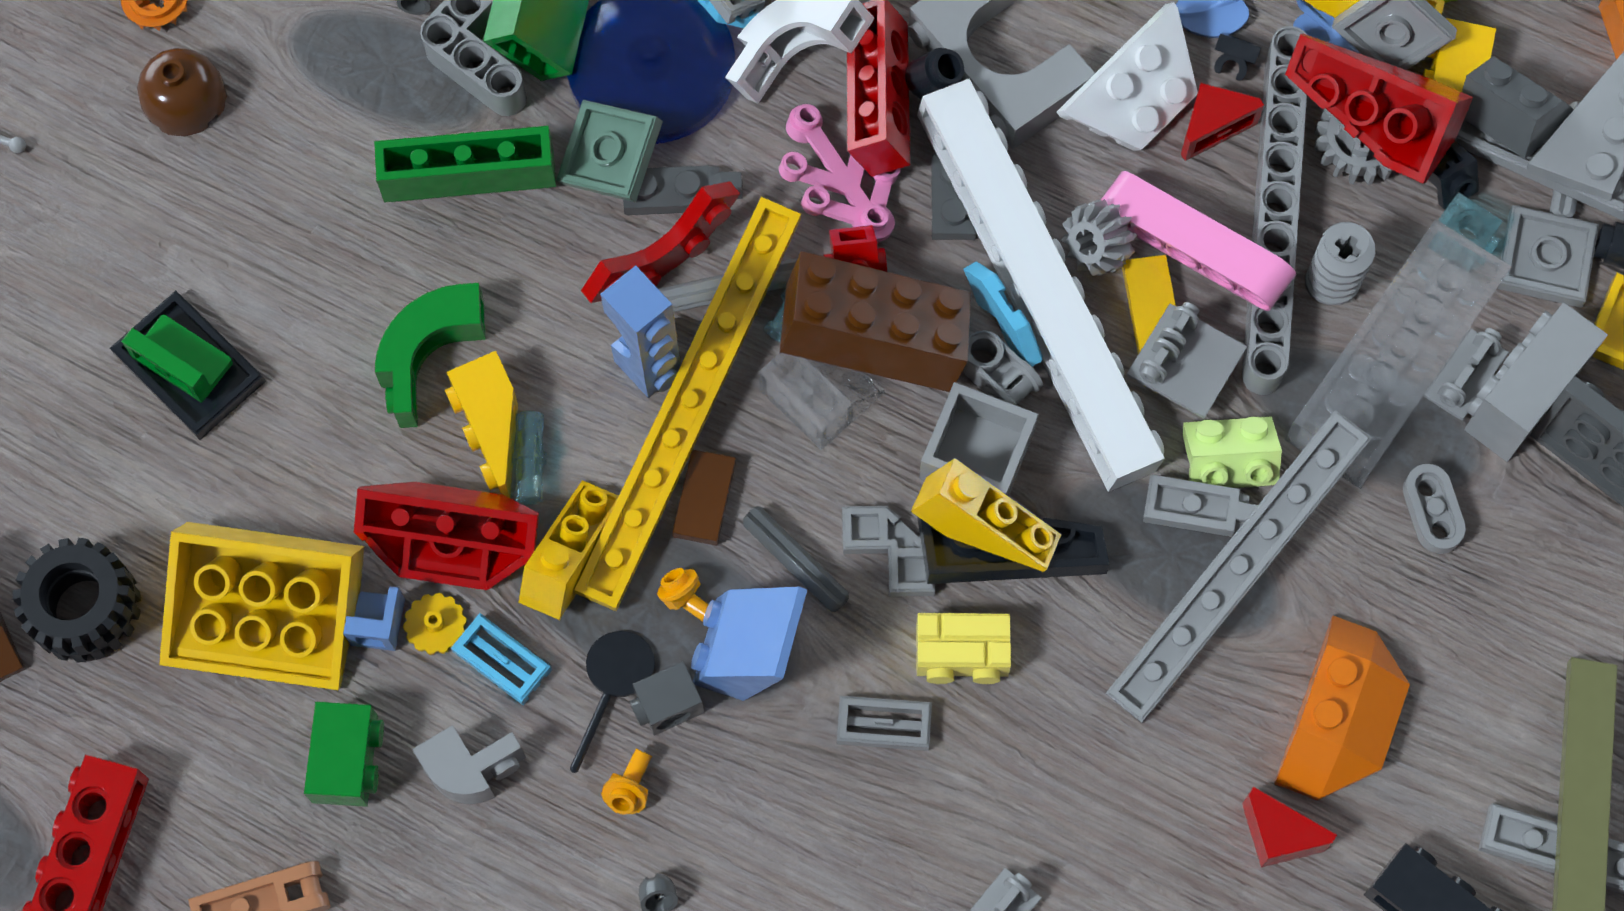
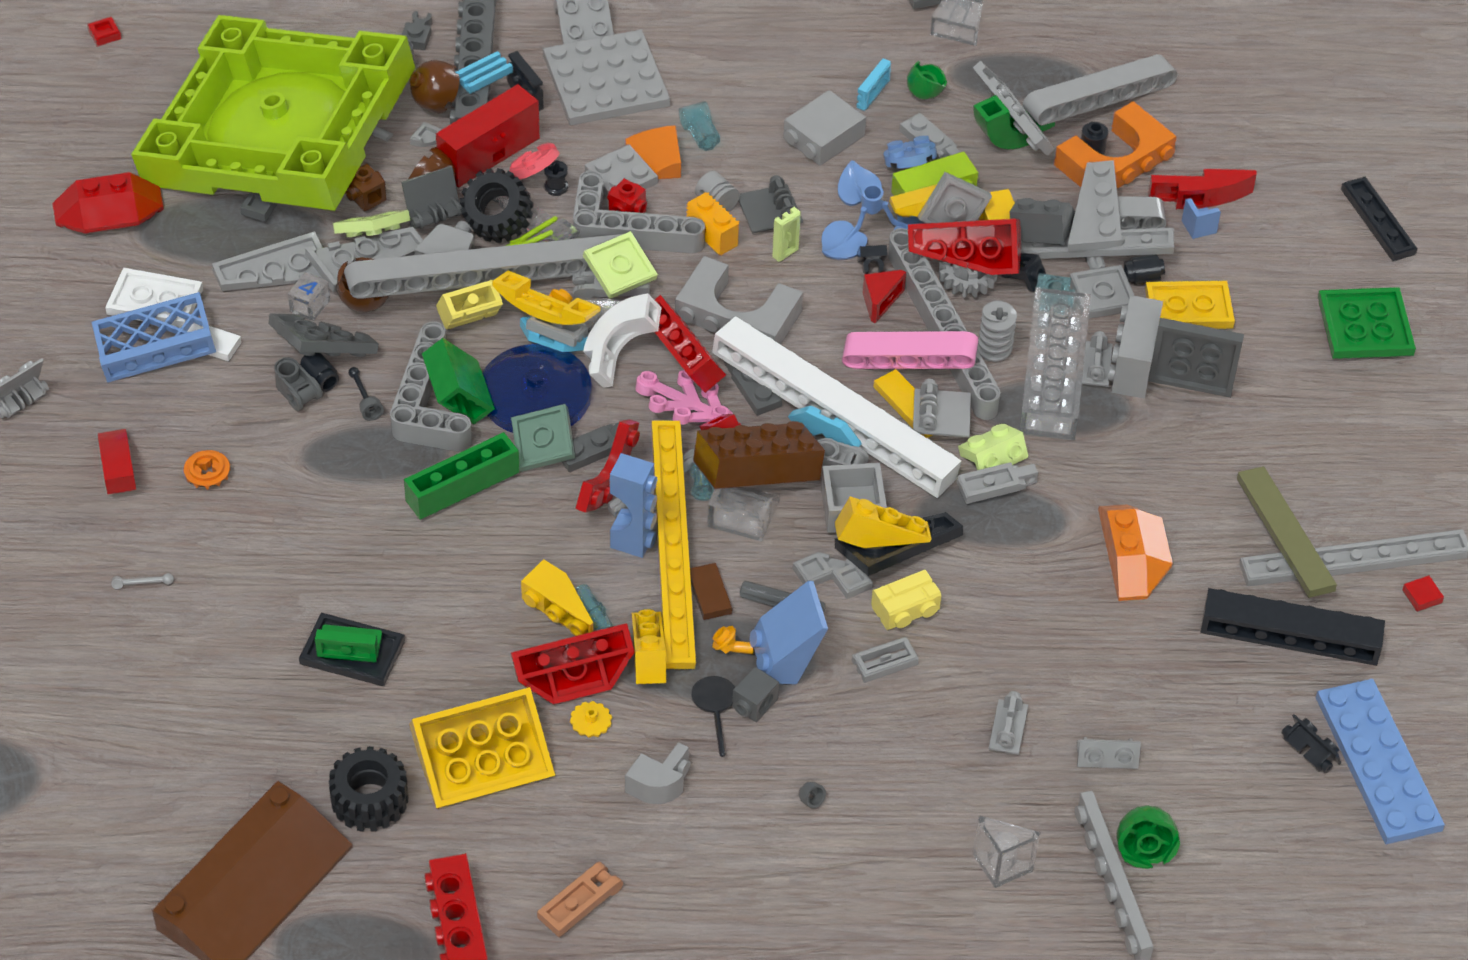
camera: 30 degrees left, 20 degrees down
(181, 92) = (256, 510): reddish brown cylinder -> none
(343, 754) = (583, 798): green brick -> none
(376, 620) = (558, 729): medium blue panel -> none
(419, 329) = (491, 565): green arch -> none
(531, 682) = (642, 723): medium azure tile -> none
(626, 788) = (760, 752): light orange plate -> none
(934, 71) = (711, 322): black brick -> none
(1098, 237) = (862, 364): light grey gear -> none
(1138, 85) = (829, 290): white wing -> none
(1238, 566) = (1034, 498): light grey tile -> none
(1282, 832) = (1138, 615): red slope -> none
(1434, 510) = (1123, 434): light grey plate -> none

